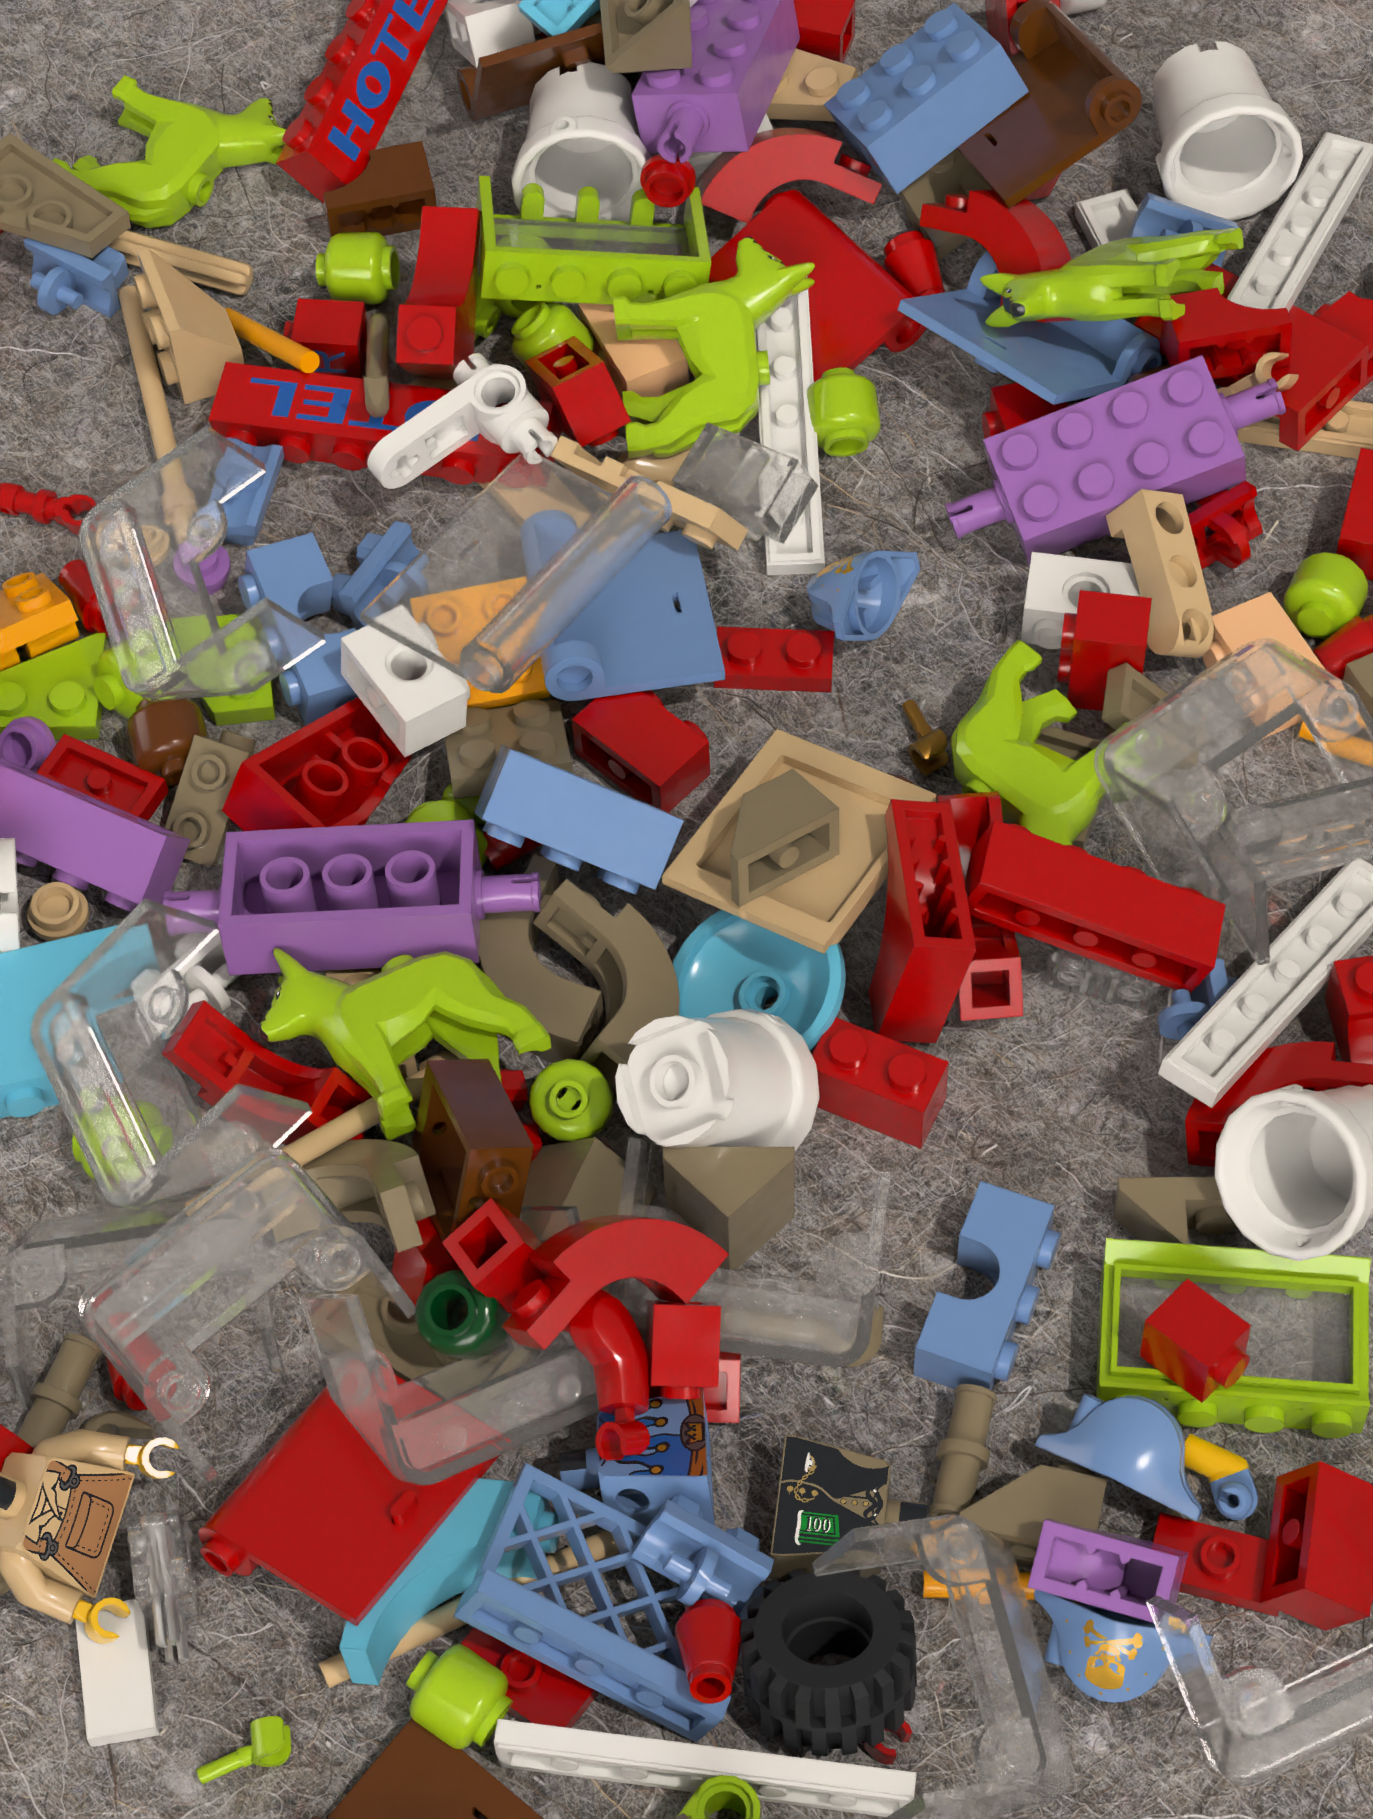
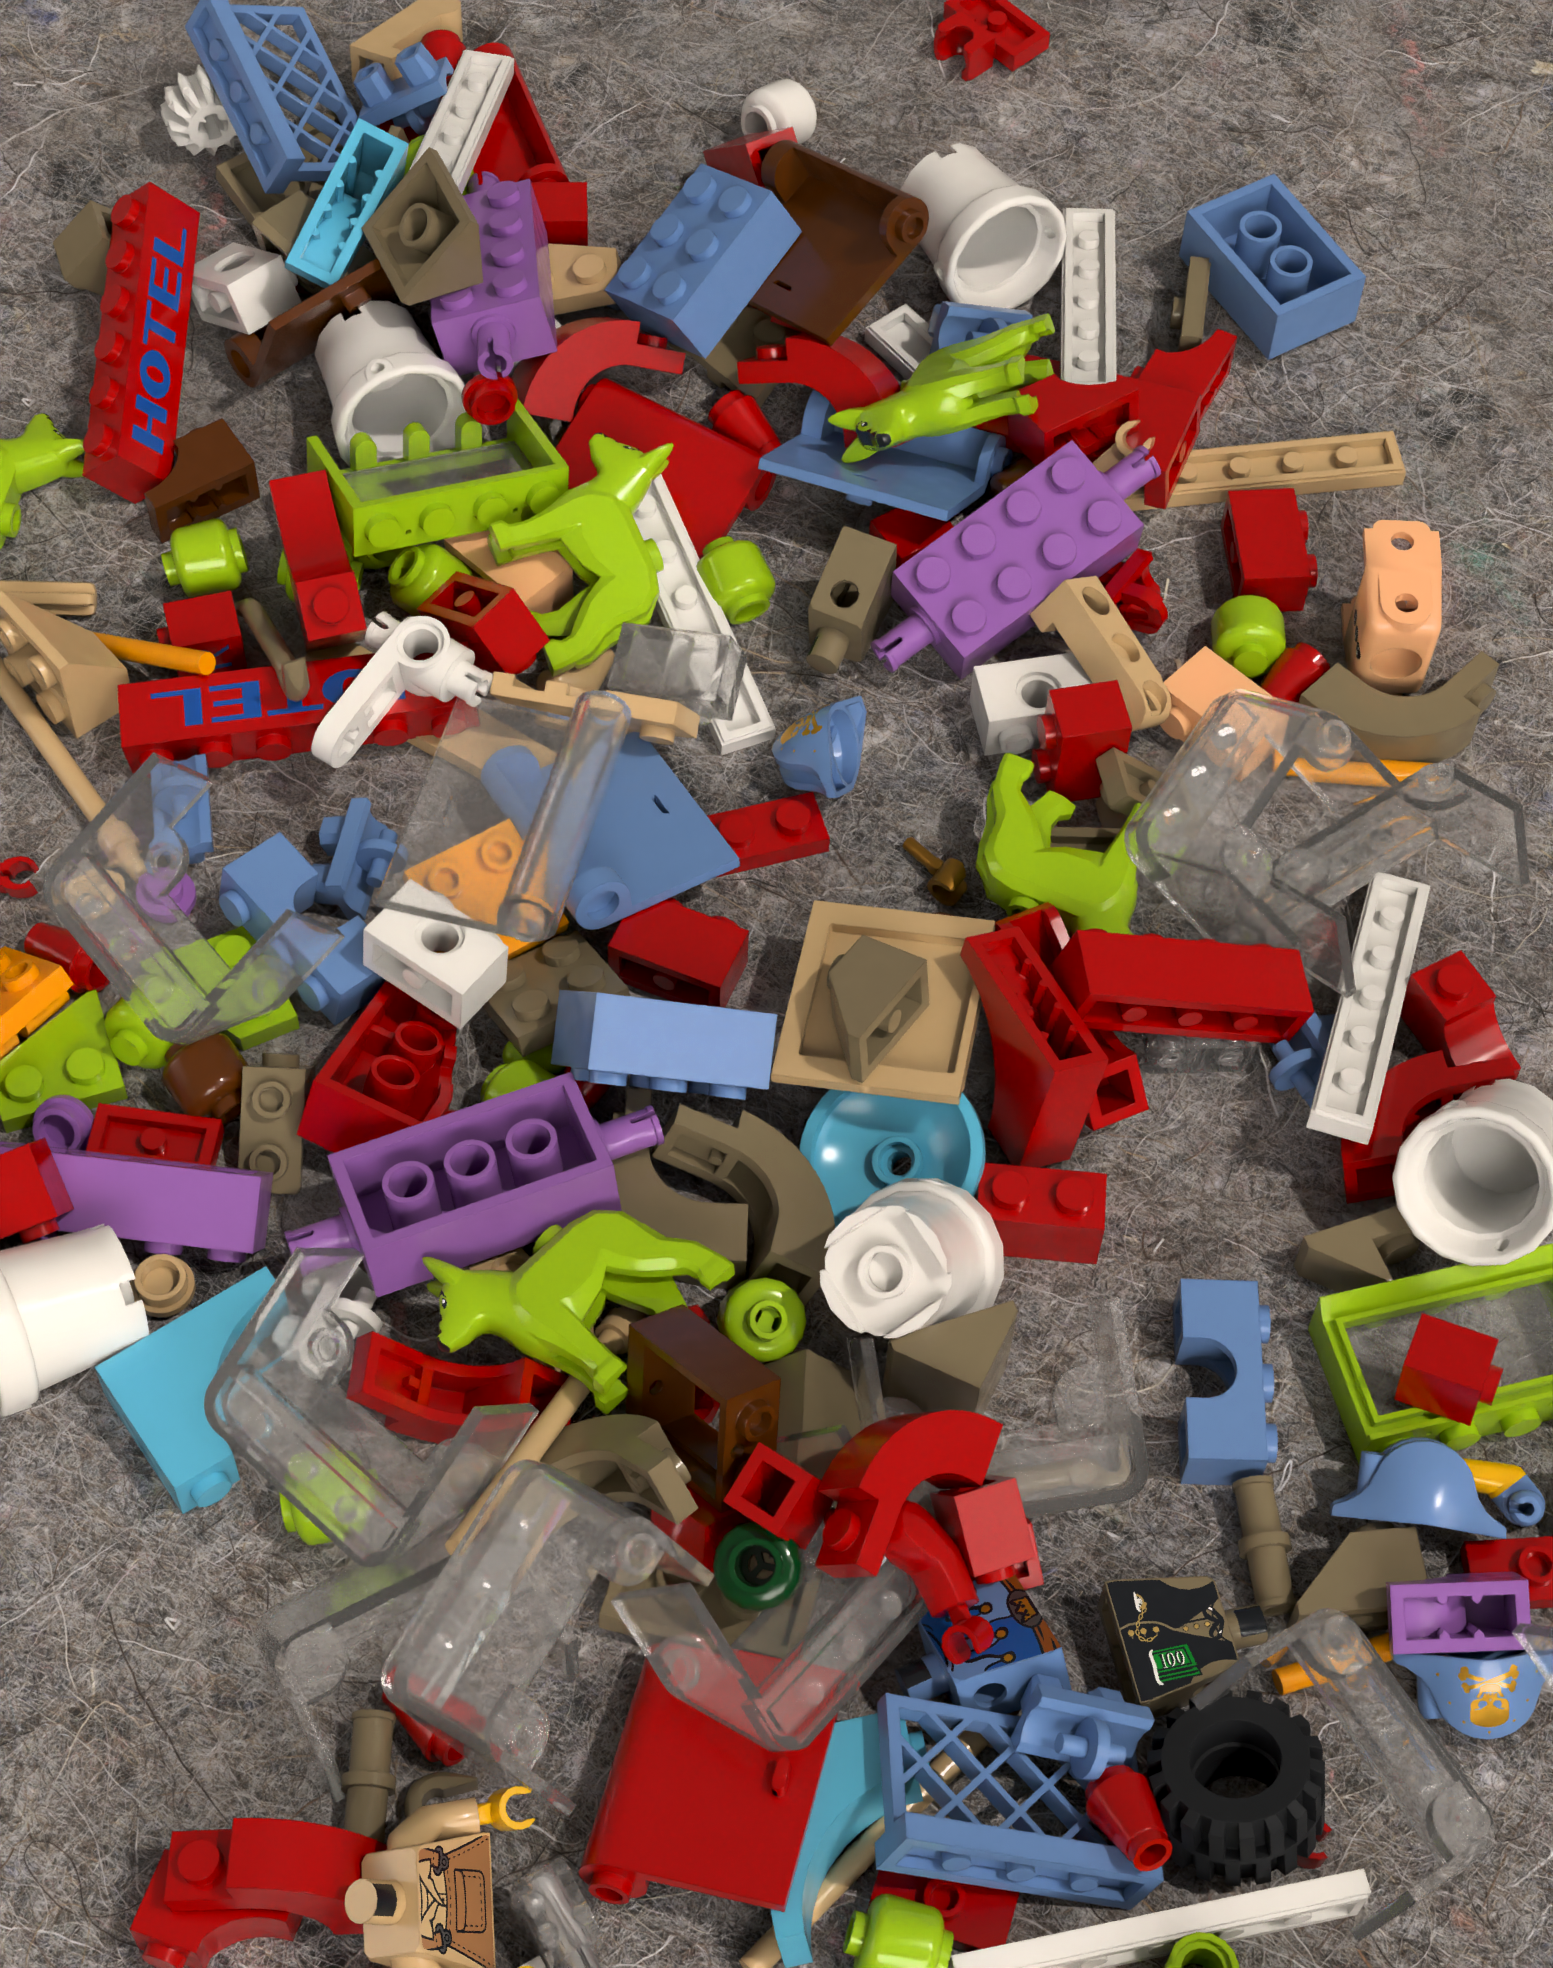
camera: 25 degrees left, 0 degrees up
(939, 458) = (850, 599): none -> dark tan torso

